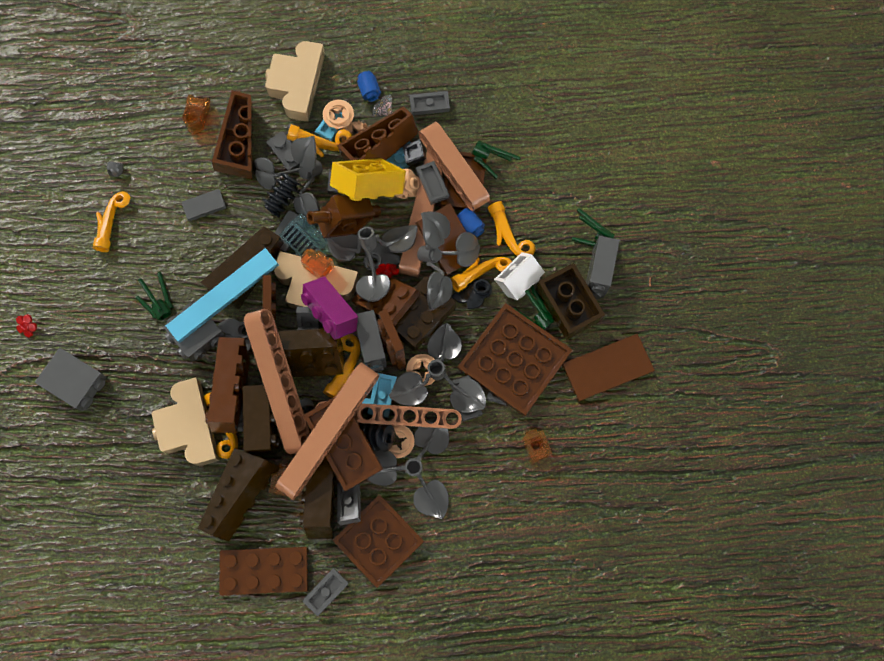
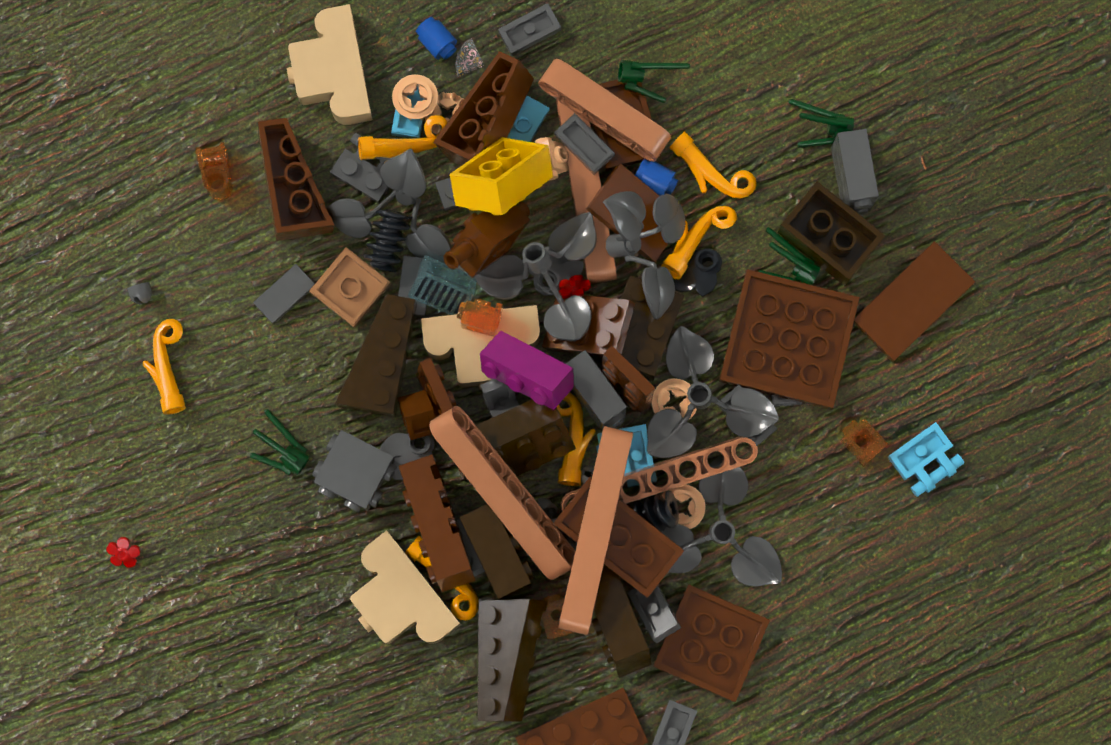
camera: 20 degrees left, 5 degrees up
(71, 380) = (221, 599): dark grey brick -> none
(222, 295) = (376, 408): medium azure tile -> none
(246, 216) = (350, 287): none -> medium nougat plate
(247, 305) = (416, 414): none -> reddish brown brick
(414, 152) = (541, 110): black tile -> none
(519, 276) = (751, 225): white brick -> none
(573, 468) = (920, 452): none -> medium azure plate

